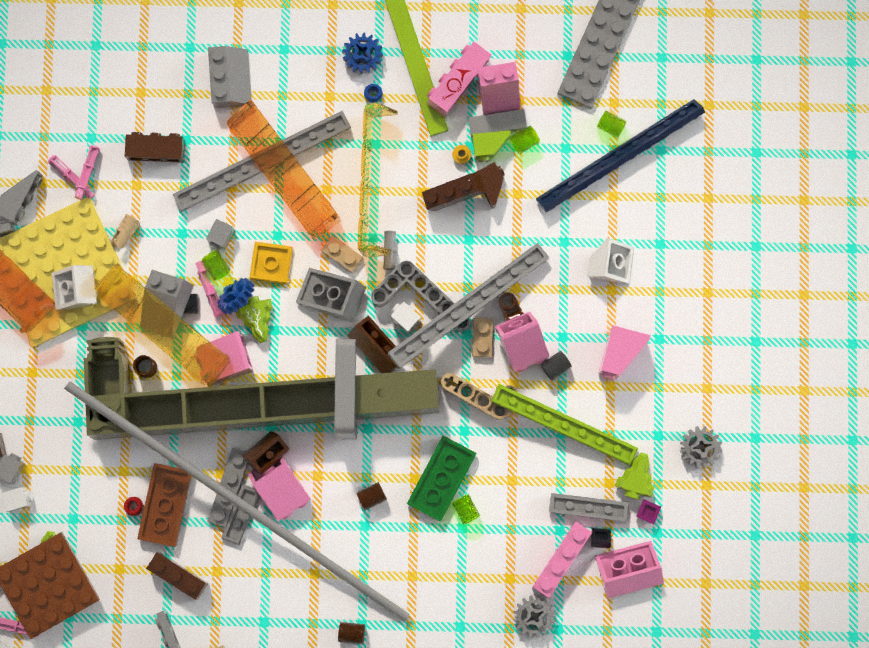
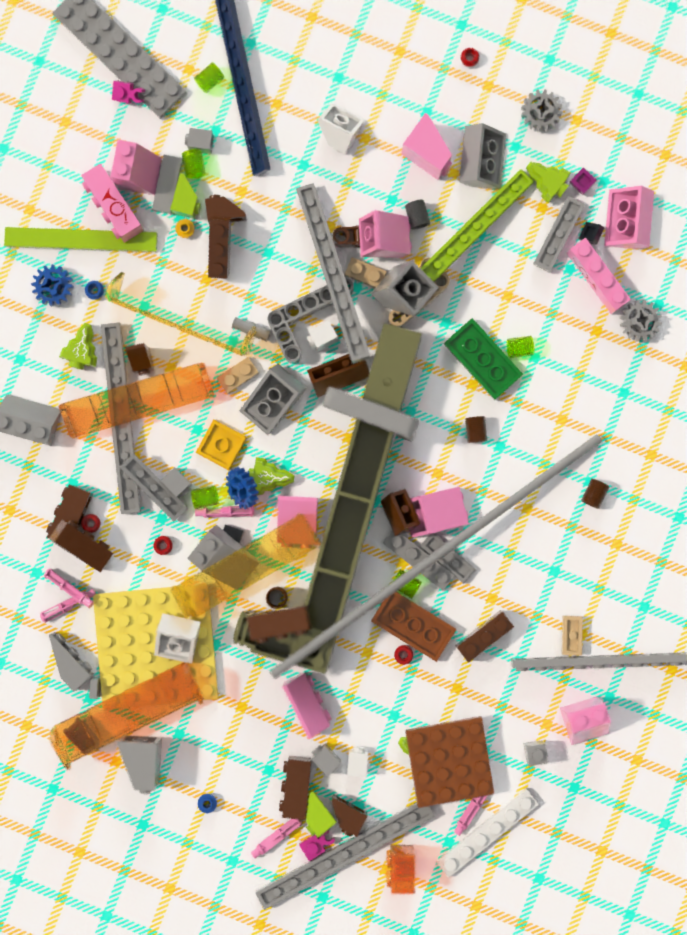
camera: 70 degrees left, 5 degrees up
(54, 431) = (307, 704): none -> bright pink slope
(118, 375) = (279, 624): none -> reddish brown brick
(125, 231) = (140, 572): tan hinge -> none
(129, 168) = (81, 545): none -> reddish brown brick
(151, 243) = (158, 549): none -> red plate
(154, 164) = (84, 523): none -> red plate
(199, 489) = (411, 587): none -> clear neon green piece
(207, 214) = (153, 487): none -> light grey plate
(312, 101) = (80, 350): none -> lime rock
(323, 158) = (140, 358): none -> reddish brown slope
(477, 378) = (405, 289): none -> light grey slope
(548, 137) = (200, 139): none -> light grey brick
(567, 53) = (125, 93): none -> dark pink plate
(634, 407) = (482, 156): none -> light grey slope
(731, 356) = (472, 52): none -> red plate

